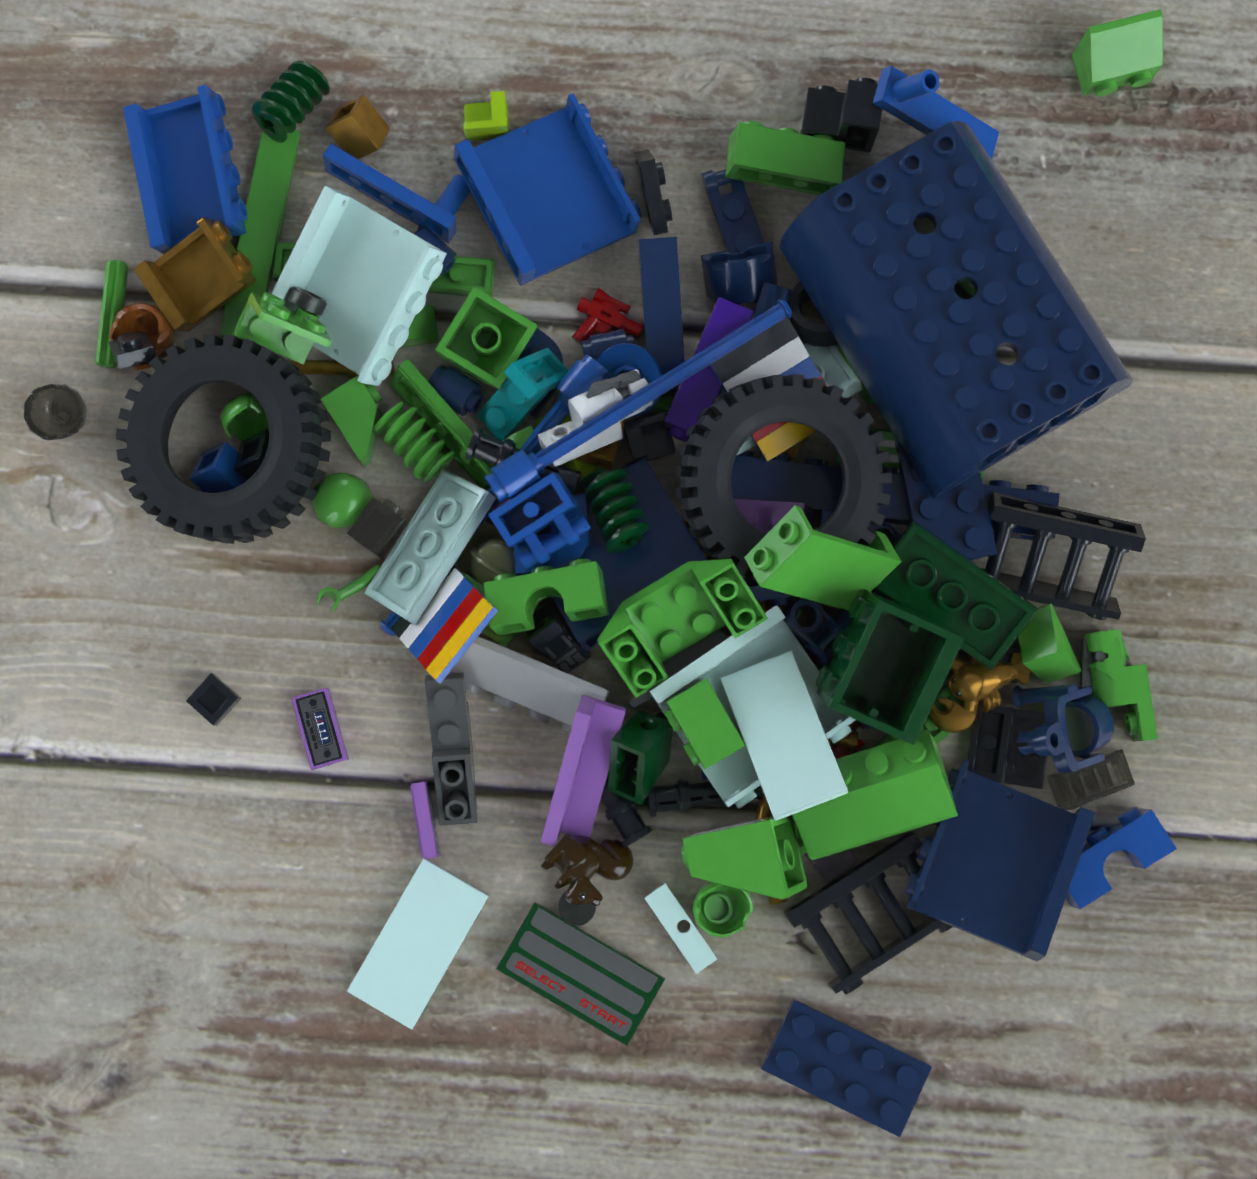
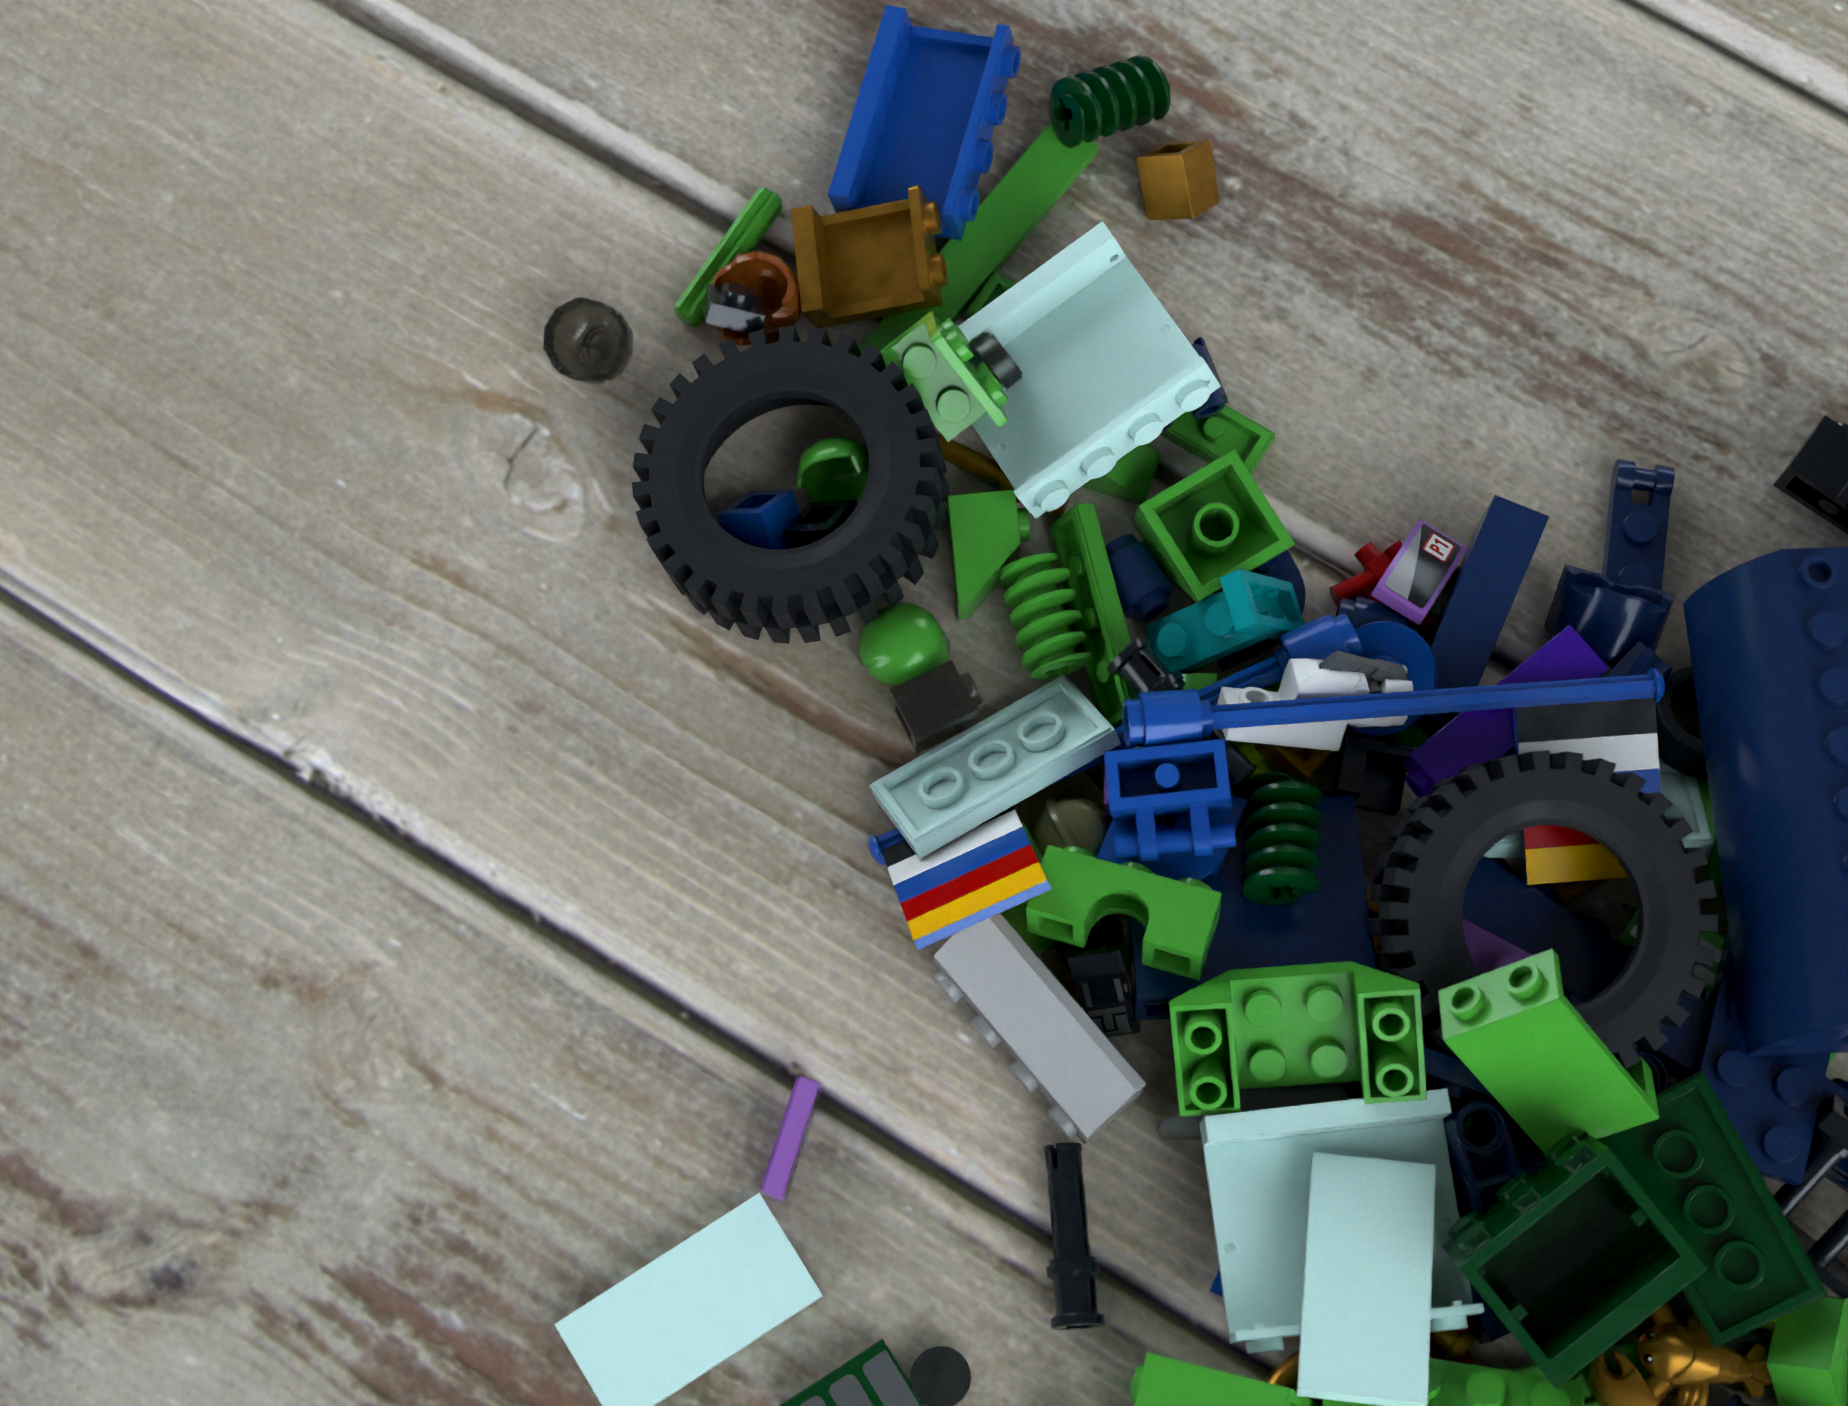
camera: 25 degrees right, 10 degrees down
(213, 699) = (590, 823): black plate -> none
(320, 728) = (711, 938): tile -> none
(348, 590) = (850, 771): bright green piece -> none
(391, 194) = (1187, 291): blue piece -> none
(452, 749) = (879, 1059): dark grey slope -> none
(486, 119) = (1356, 252): lime panel -> none
(549, 192) = (1395, 383): blue panel -> none
(581, 859) = (981, 1313): dark brown animal -> none
(583, 770) = (1051, 1183): medium lavender panel -> none
(618, 303) = (1419, 572): none -> slope
(641, 740) = (1152, 1189): dark green torso -> none
(652, 177) = (1549, 426): black wing -> none
(684, 796) = (1175, 1300): black pin -> none
(704, 725) = (1258, 1205): bright green brick -> none
(784, 158) = (1743, 490): bright green brick -> none

